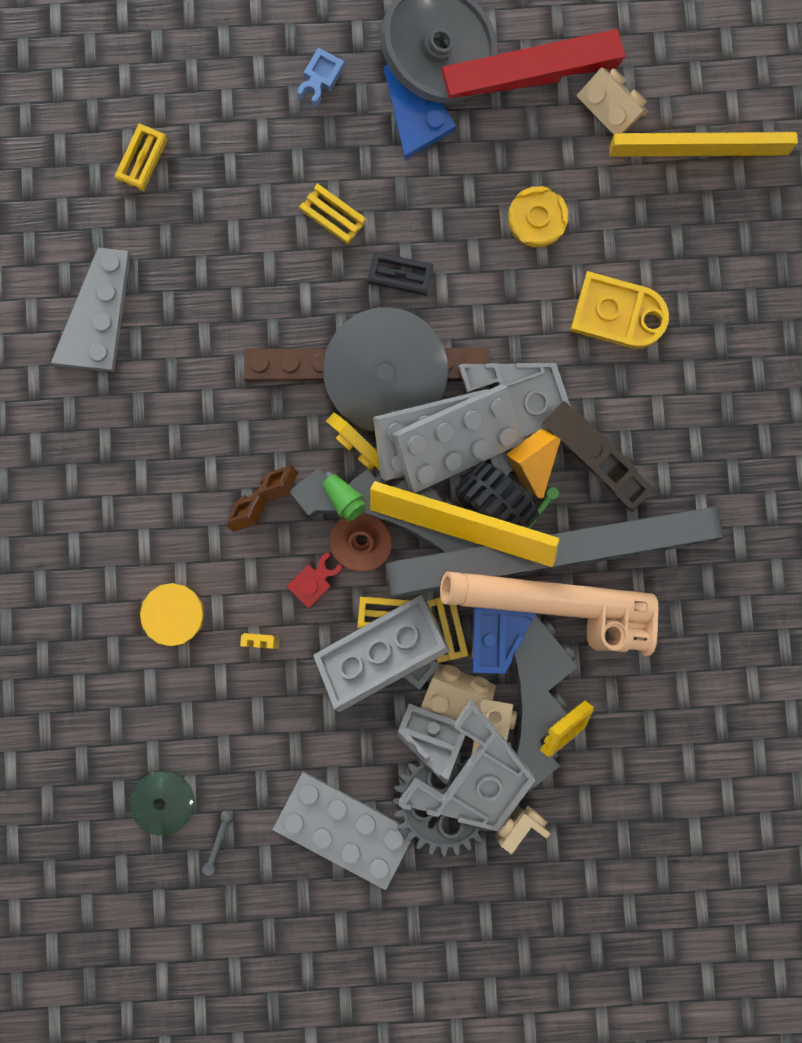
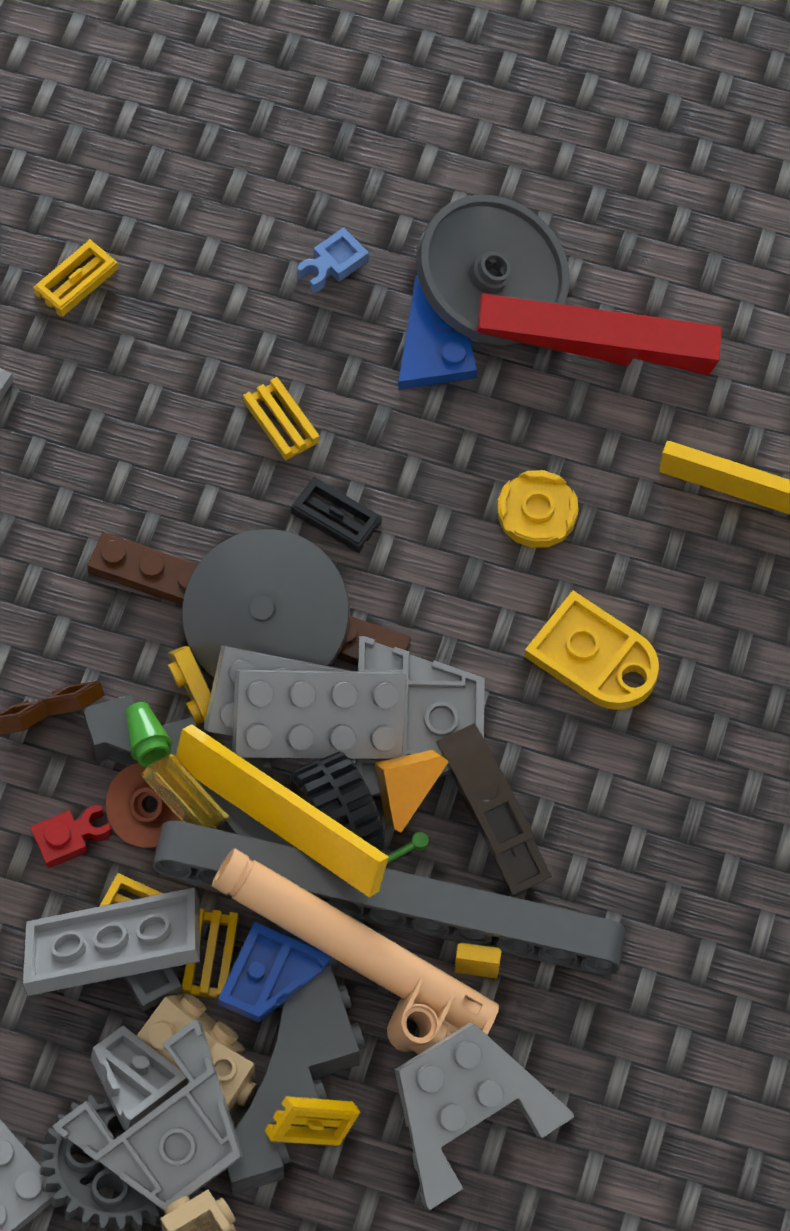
camera: 20 degrees right, 20 degrees down
(389, 533) = (183, 793): none -> clear yellow tile
(612, 100) = (685, 406): tan bracket -> none
(627, 567) = (477, 960): none -> yellow tile
(652, 669) = (457, 1088): none -> light grey wing

